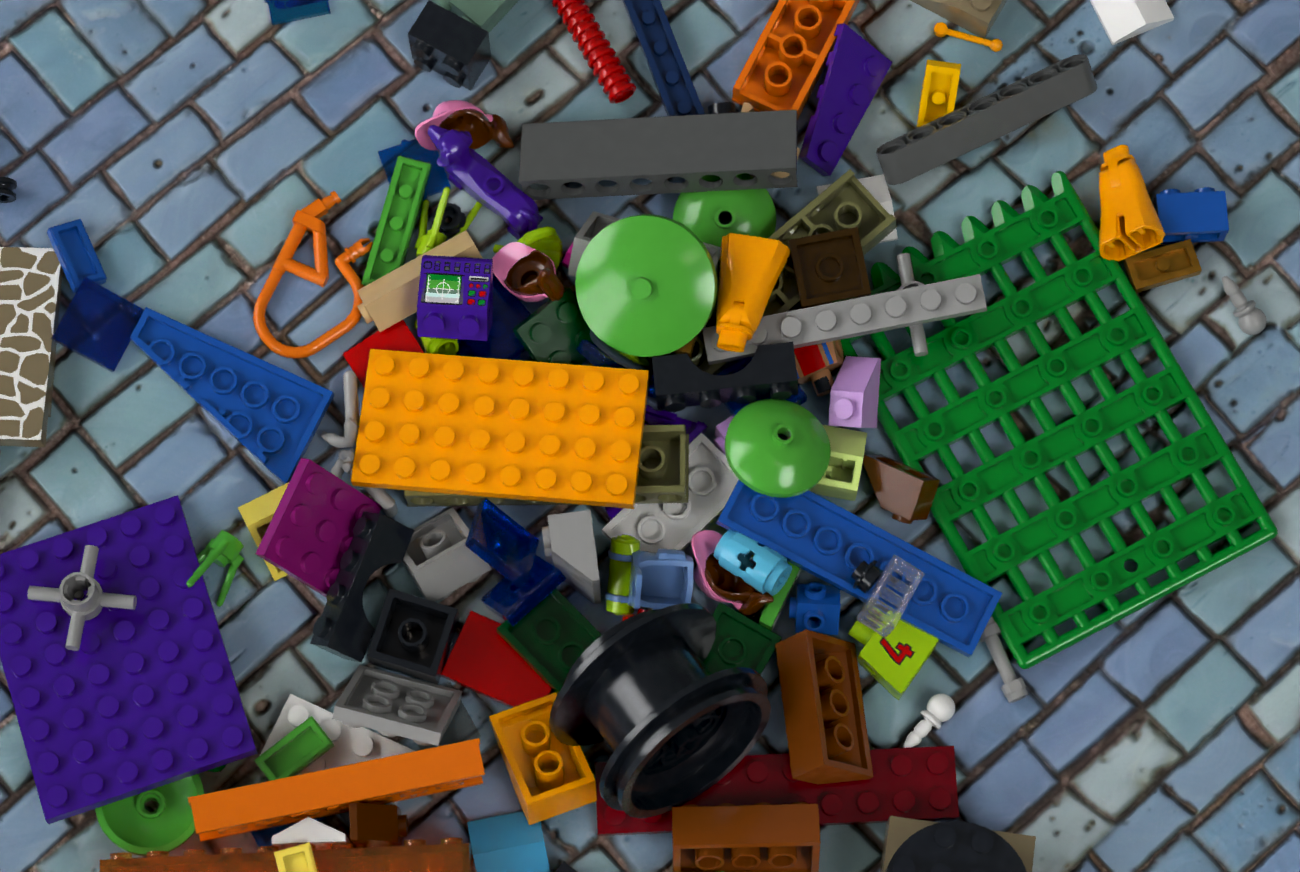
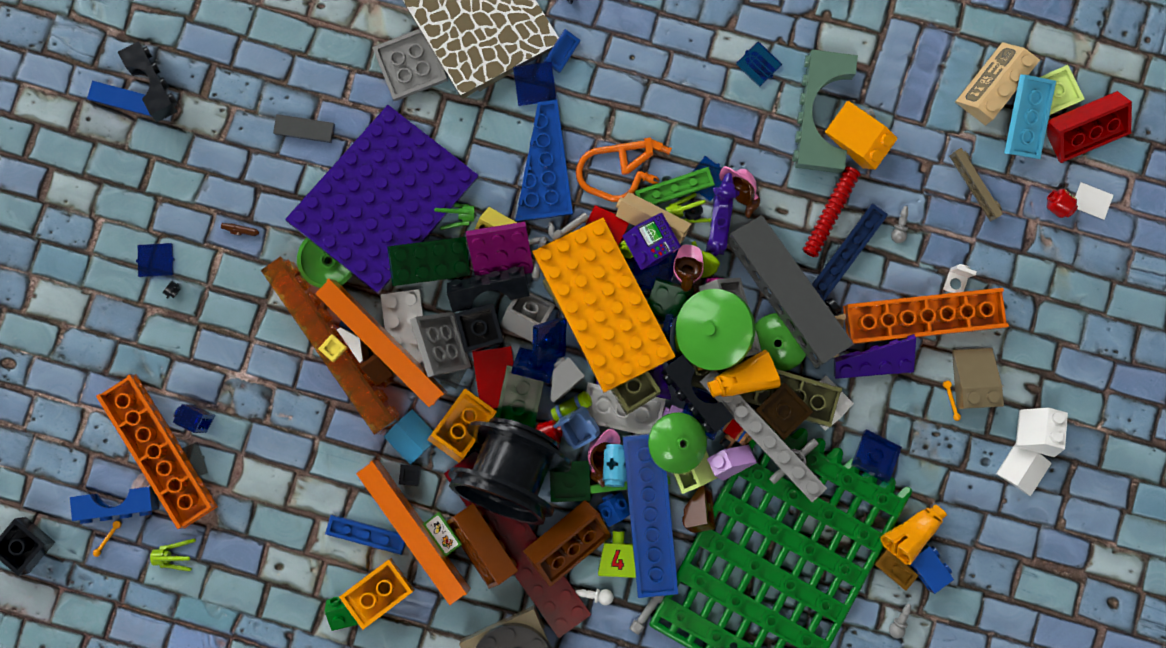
camera: 60 degrees right, 10 degrees up
(73, 587) = (401, 171): light grey bar -> none
(259, 646) = (428, 261): none -> dark green plate
(295, 751) = (391, 309): bright green tile -> none
(449, 46) = (778, 154): black brick -> none
(866, 576) = (641, 525): black plate -> none
(881, 616) = (631, 536): clear slope -> none
(938, 90) = (911, 406): yellow slope -> none
(980, 188) = (876, 456): none -> clear blue tile
(986, 119) = (914, 437): dark grey beam -> none

